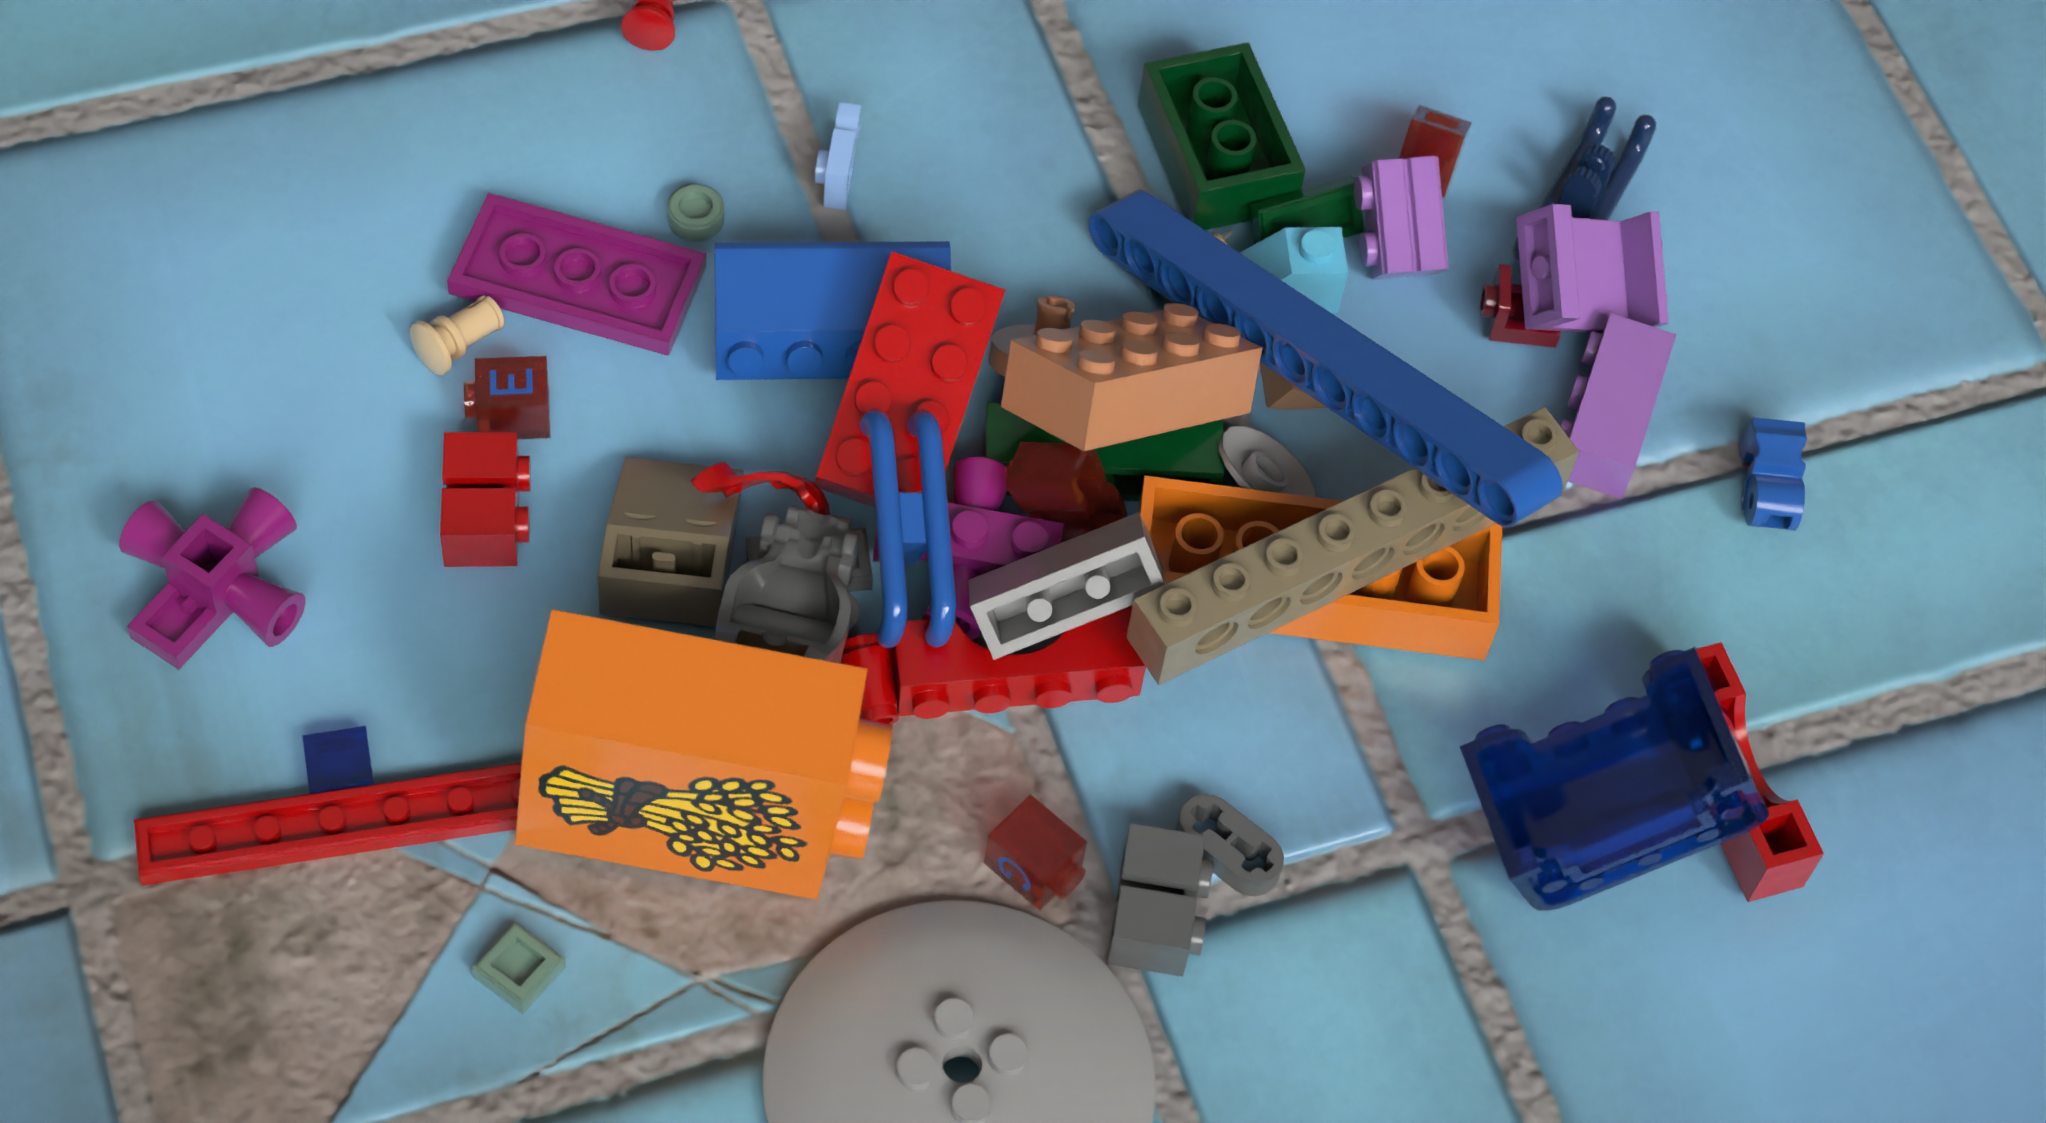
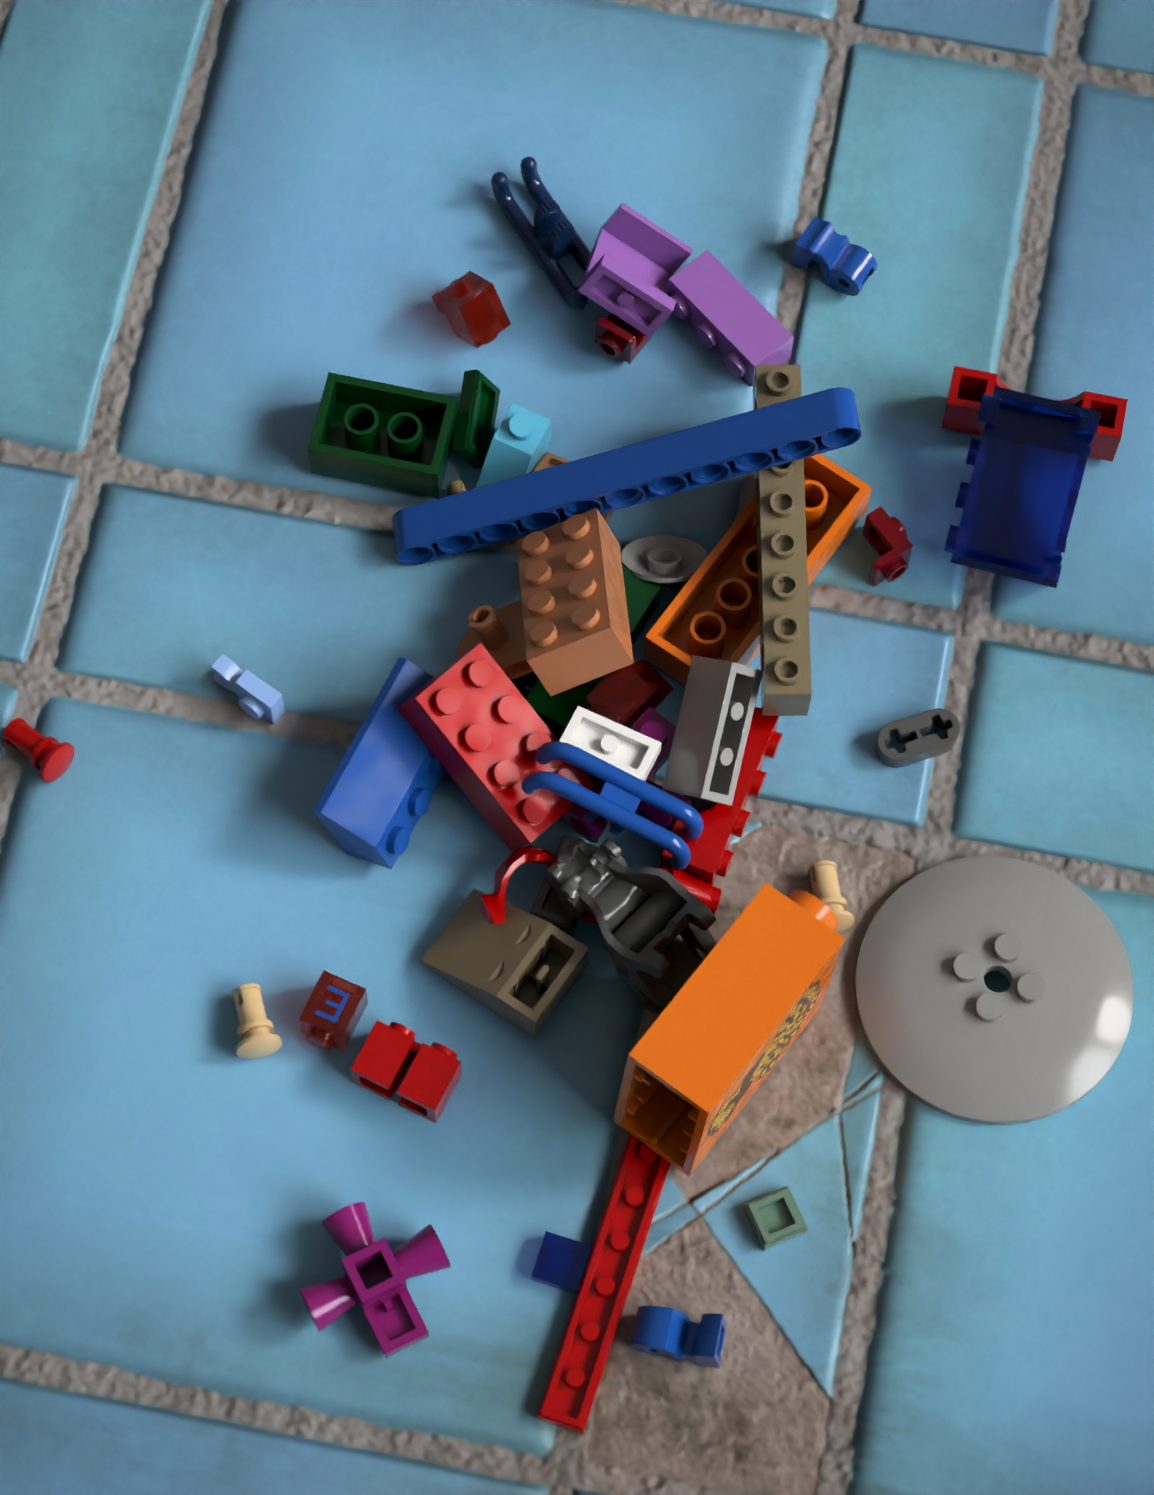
camera: 55 degrees left, 10 degrees up
(308, 925) = (673, 1334): none -> blue leg
(578, 273) = (247, 917): magenta plate -> none
(695, 212) = (234, 812): sand green tile -> none
(947, 840) = (826, 888): none -> tan pin
(977, 489) = (612, 742): none -> white plate
(1036, 853) = (868, 856): clear red brick -> none
(1158, 900) = (919, 789): dark grey piece -> none
(1402, 217) = (520, 359): medium lavender brick -> none
(1440, 711) = (890, 542): none -> dark red bracket

